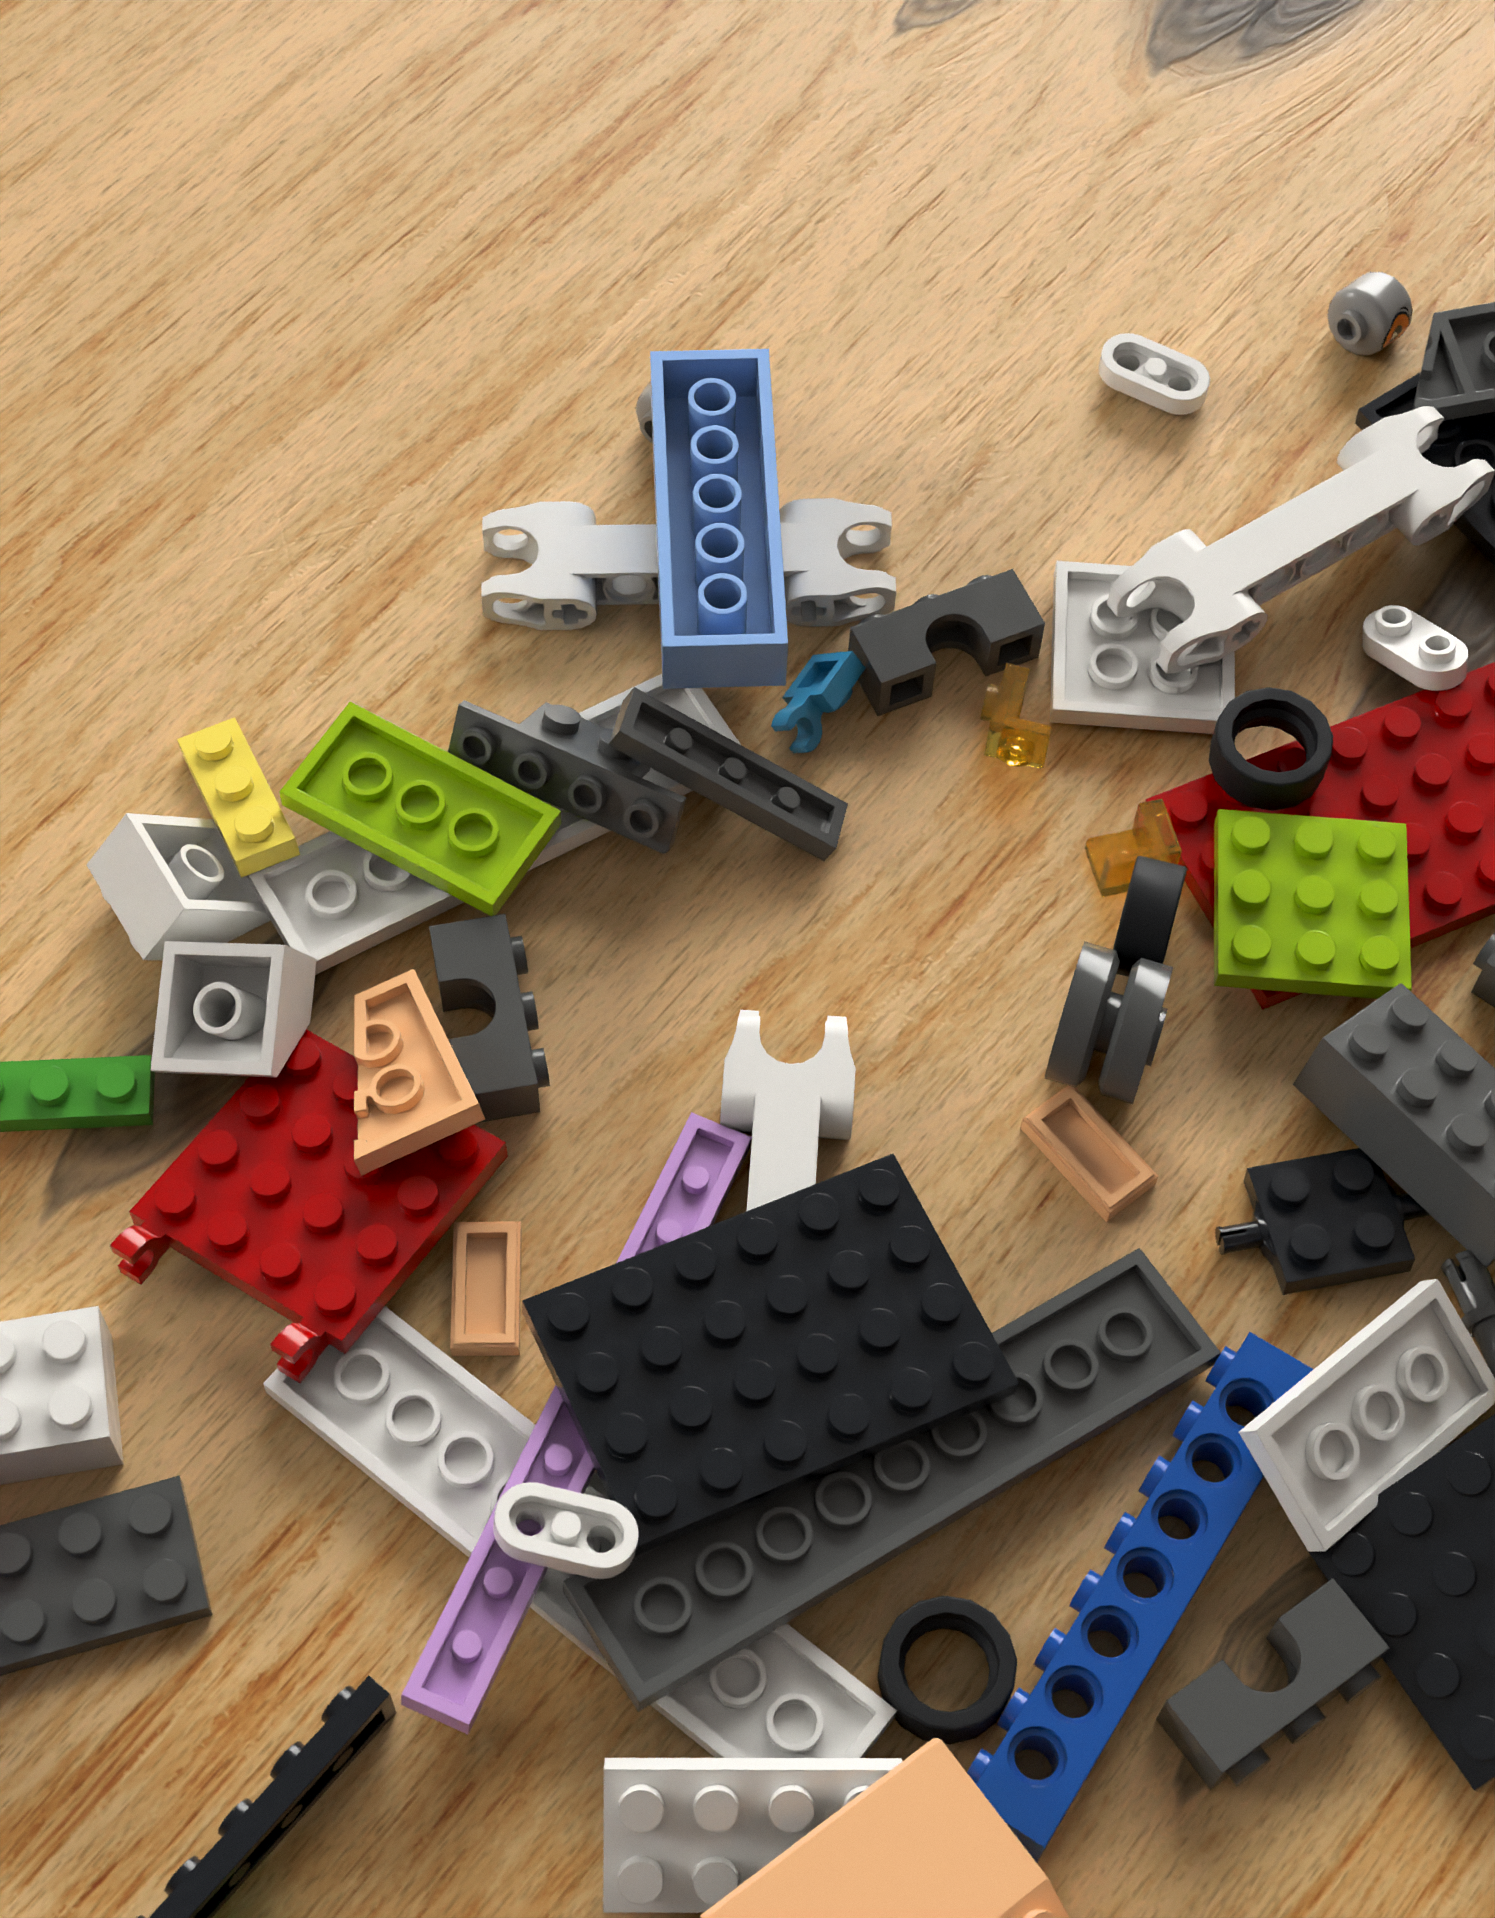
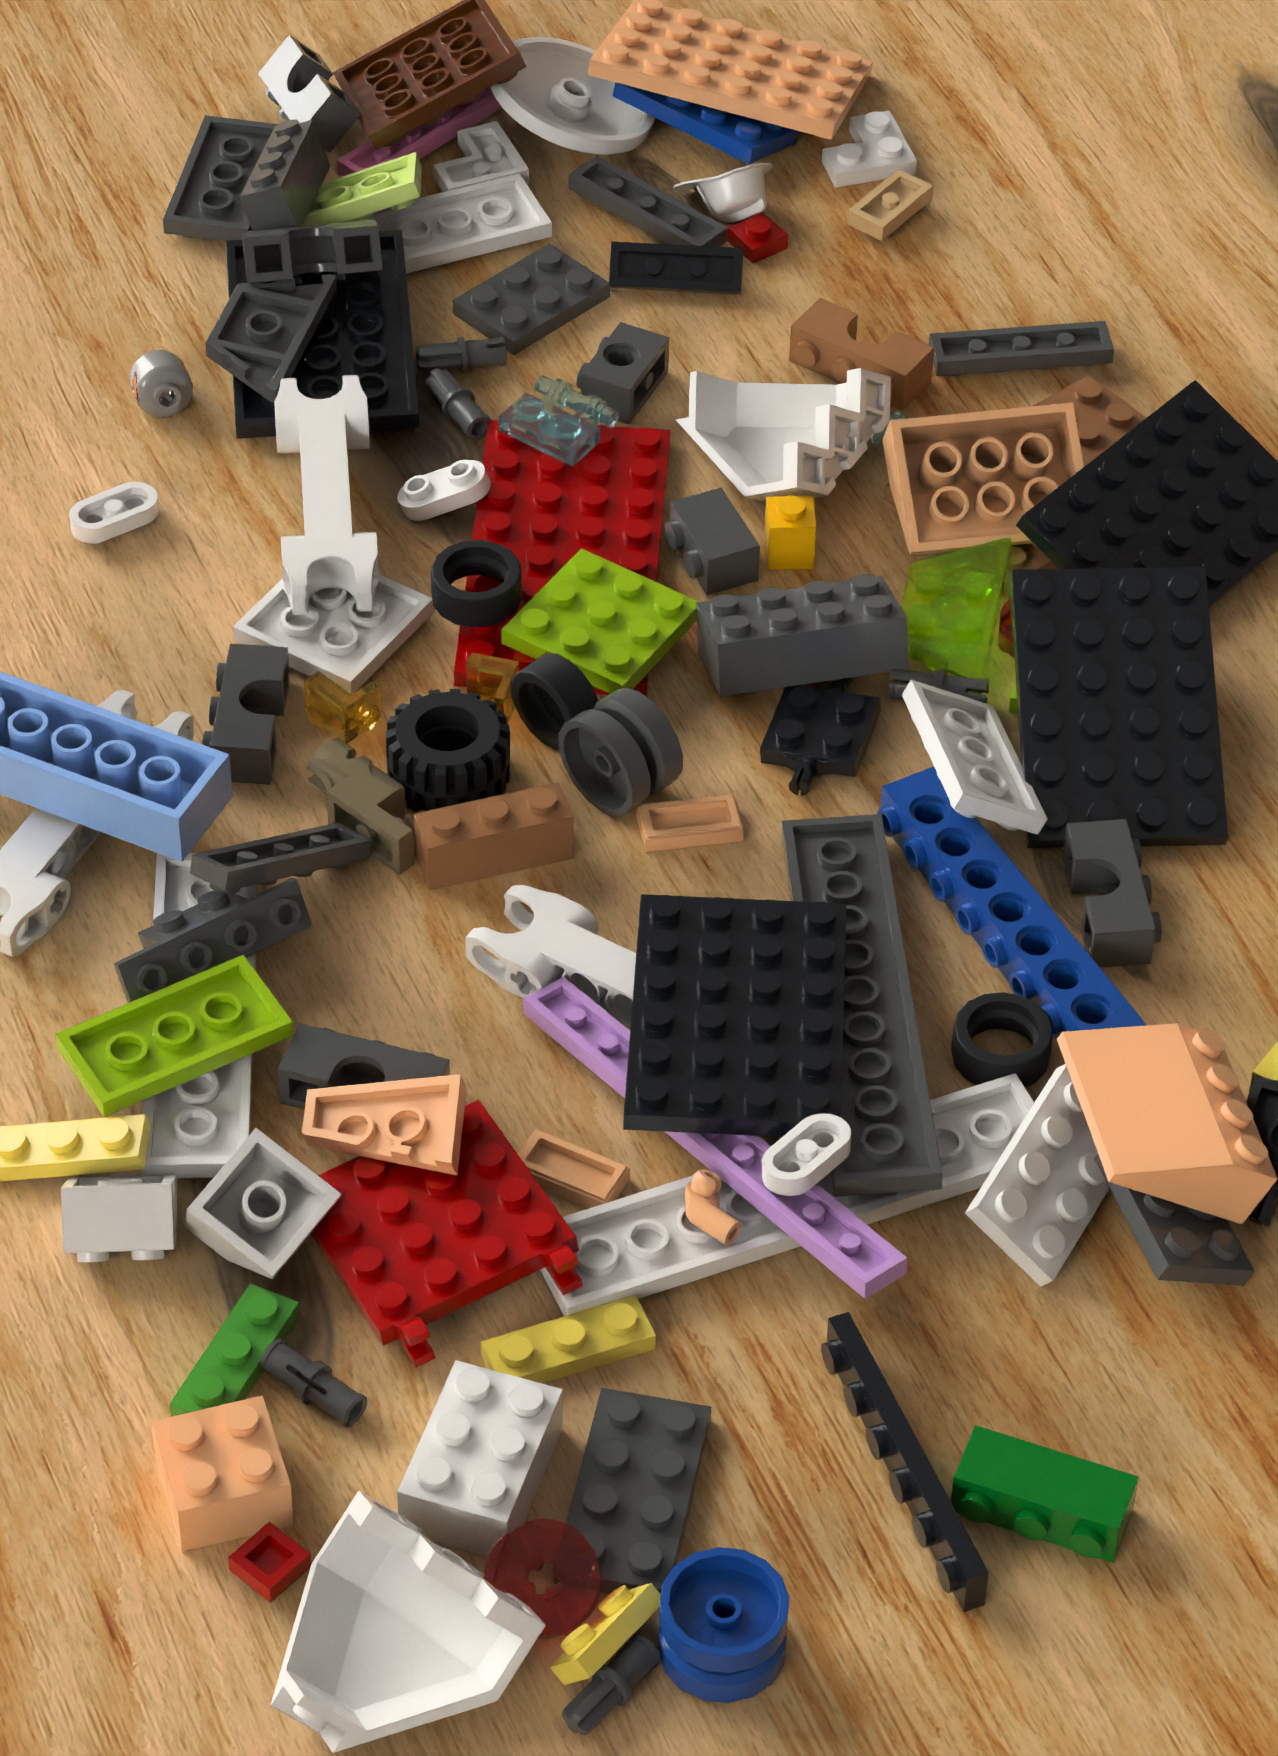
camera: 60 degrees left, 15 degrees down
(50, 1184) = (338, 1401): none -> dark grey pin
(235, 1411) = (572, 1342): none -> light yellow plate
(469, 1457) = (703, 1207): none -> light nougat arm
(819, 688) = (243, 805): dark azure plate -> none
(889, 810) = (364, 801): none -> dark tan plate
(916, 962) = (493, 836): none -> medium nougat brick
(1012, 812) = (448, 749): none -> black tyre

